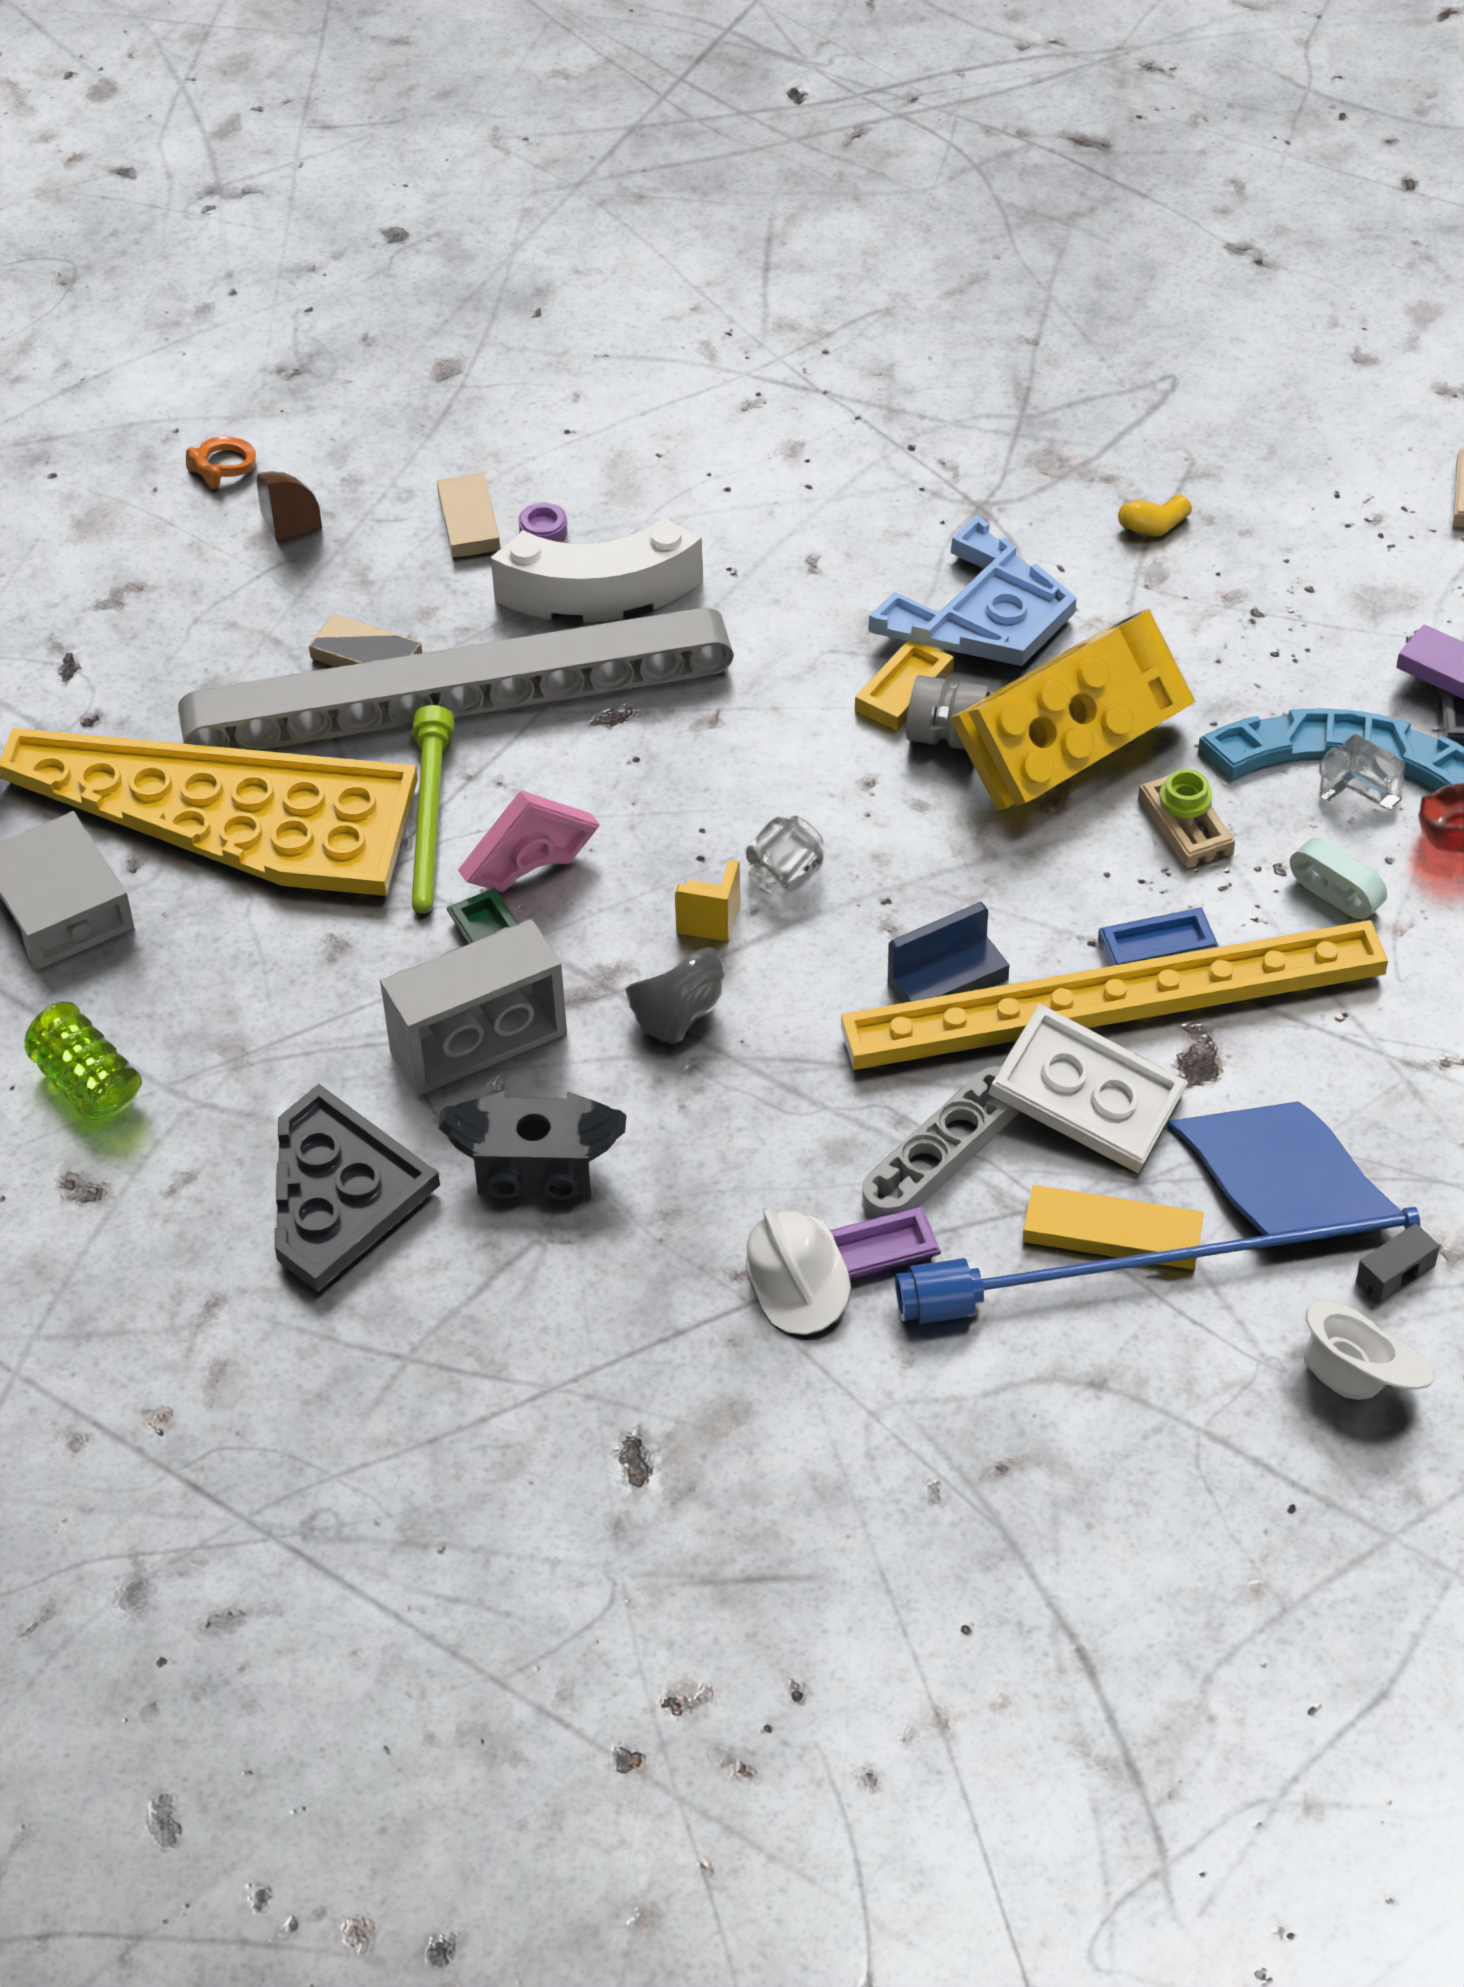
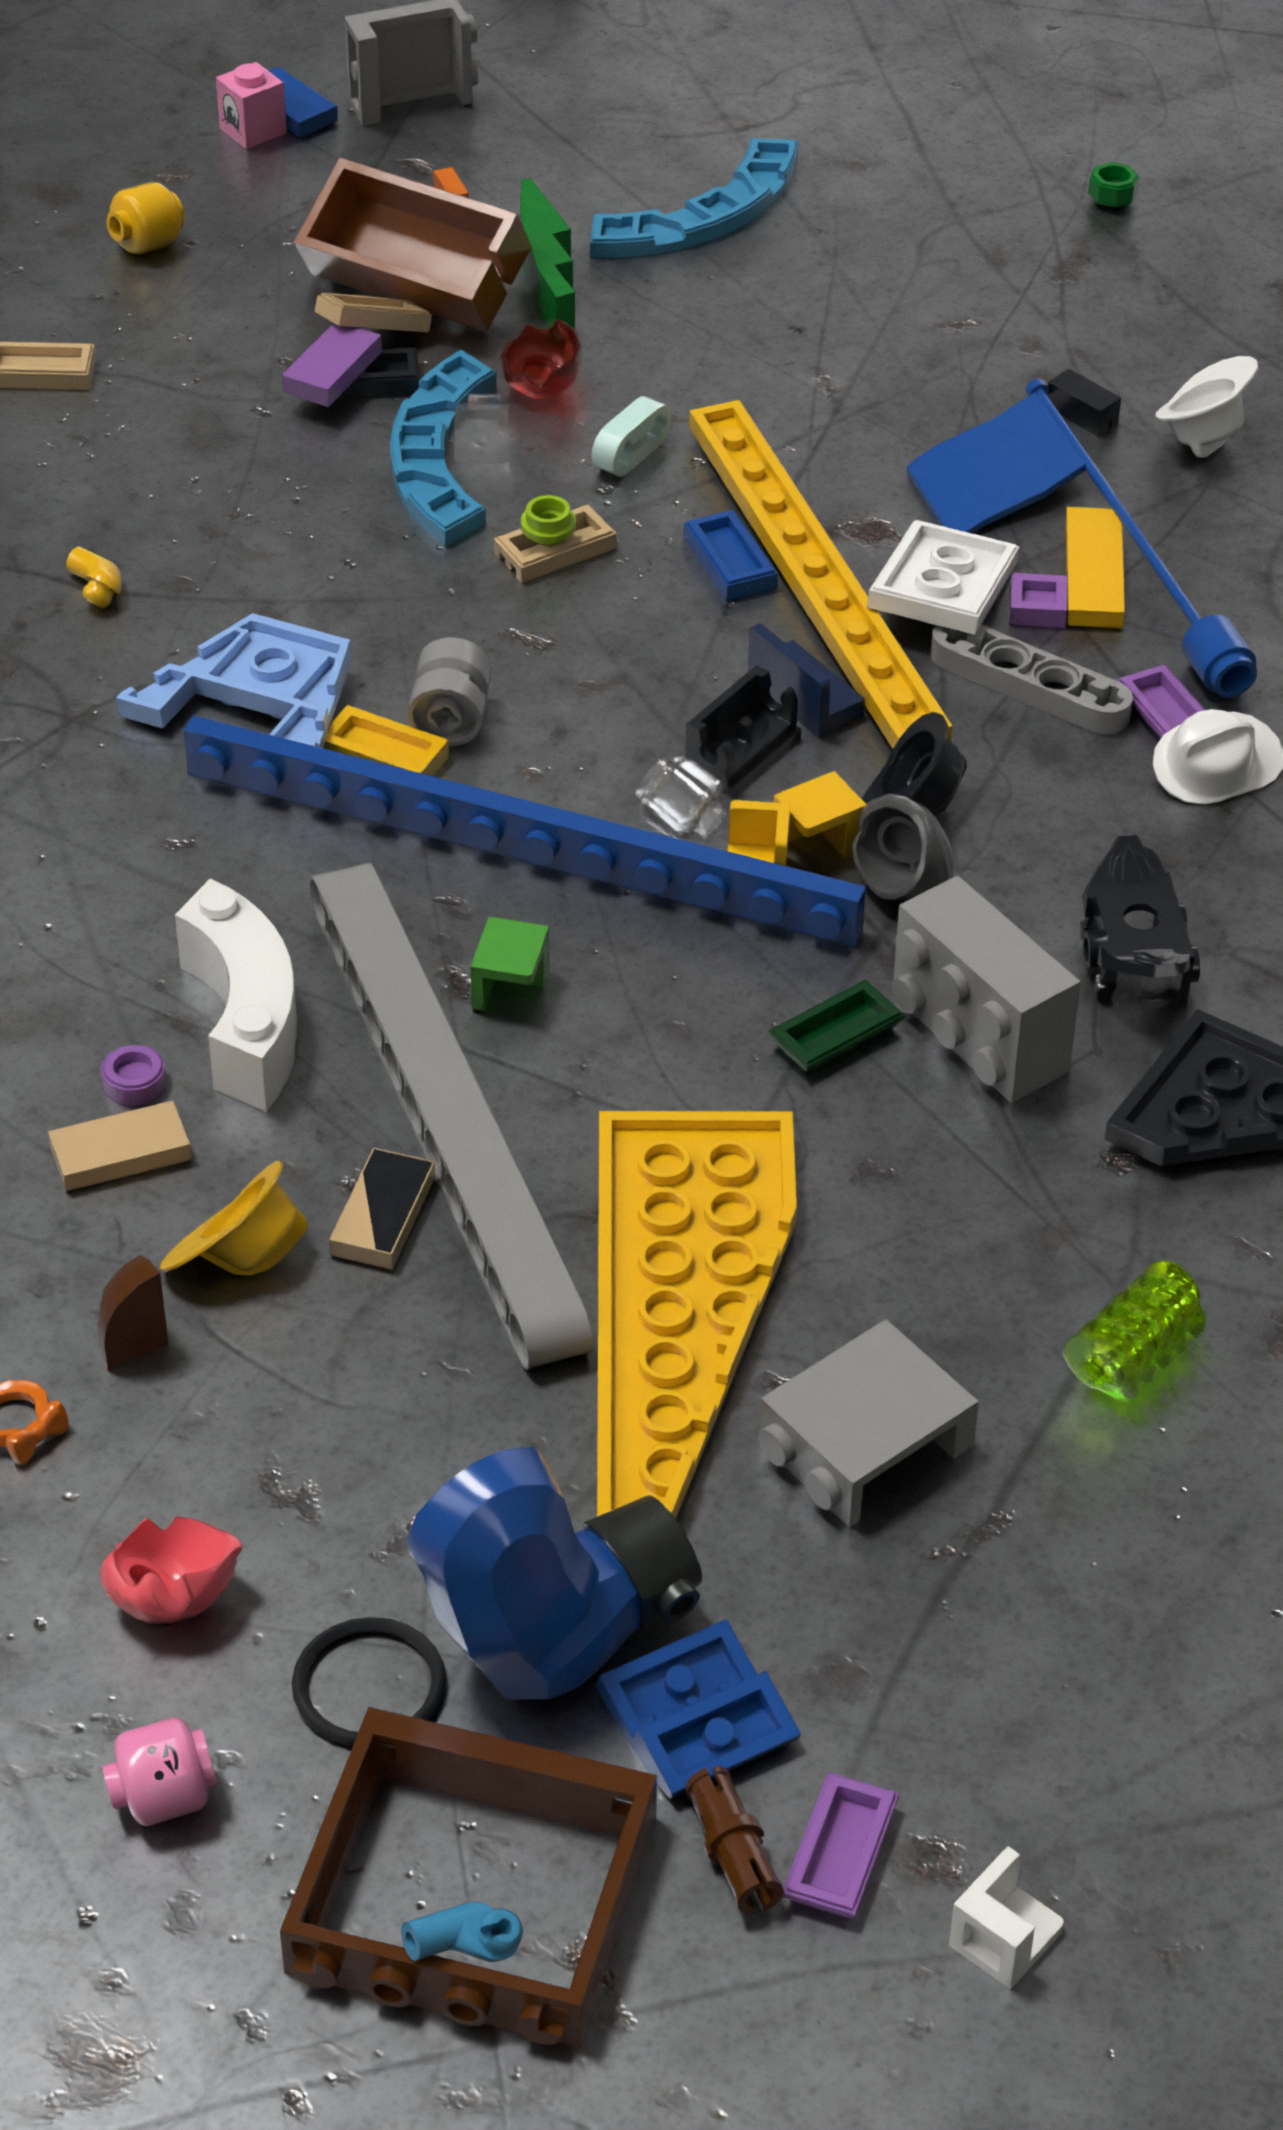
camera: 100 degrees left, 5 degrees down
(44, 512) = (170, 1571): none -> coral hair
(346, 563) = (248, 1232): none -> yellow piece
(433, 732) = (530, 1116): lime piece -> none
(527, 837) = (718, 977): bright pink tile -> none
(604, 720) = (509, 953): none -> bright green panel
(744, 945) = (824, 807): none -> yellow panel
(754, 763) = (527, 831): none -> blue plate
(782, 1025) = (922, 766): none -> black piece
(869, 904) = (743, 730): none -> black hinge
(1064, 1166) = (1038, 600): none -> medium lavender tile
(1073, 710) = (421, 557): yellow hinge -> none

